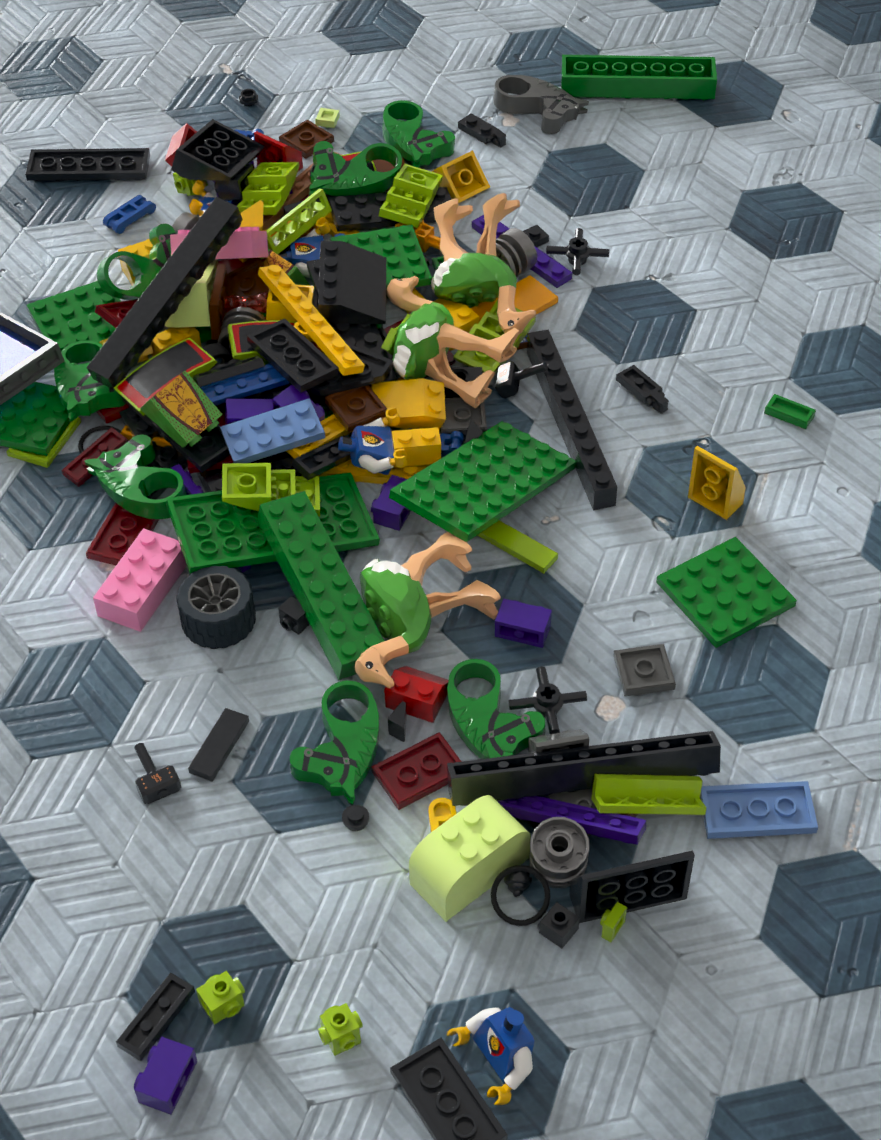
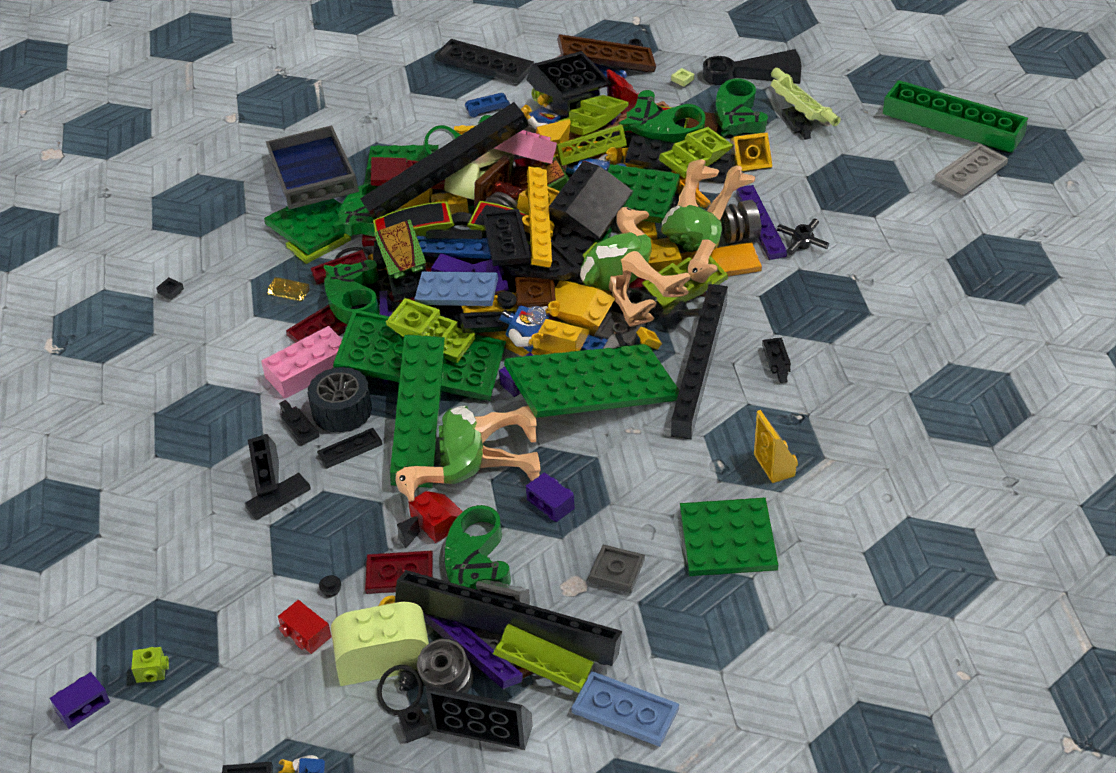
camera: 30 degrees right, 5 degrees down
(50, 504) = (288, 289): none -> clear yellow plate
(80, 326) = (385, 169): none -> dark red tile
(155, 1016) = (102, 658): black plate -> none
(157, 782) = (219, 504): black piece -> none
(179, 653) = (297, 423): none -> black hinge
(184, 715) = (264, 464): none -> black slope
(231, 113) = (609, 52): none -> reddish brown plate
(260, 657) = (349, 448): none -> black tile
(293, 616) = (387, 426): black plate -> none
(305, 136) = (660, 85): reddish brown tile -> none
(333, 425) = (506, 300): none -> black plate
(340, 1028) = (209, 723): lime brick -> none
(352, 749) = (362, 535): green animal -> none
(364, 875) = (304, 627): none -> red brick
(381, 430) = (536, 315): none -> clear plate
(418, 77) = (752, 68): none -> black piece
(480, 109) = (803, 102): none -> yellowish green plate
(499, 414) = (648, 338): none -> yellow plate
(520, 546) = (591, 439): lime tile -> none
(537, 97) = (861, 109): dark grey animal -> none
(537, 235) = (779, 214): black plate -> none
(547, 700) = (526, 560): black bar -> none
(613, 921) = (453, 739): lime plate -> none
(689, 128) = (971, 169): none -> light grey plate
(790, 411) = (888, 419): green tile -> none

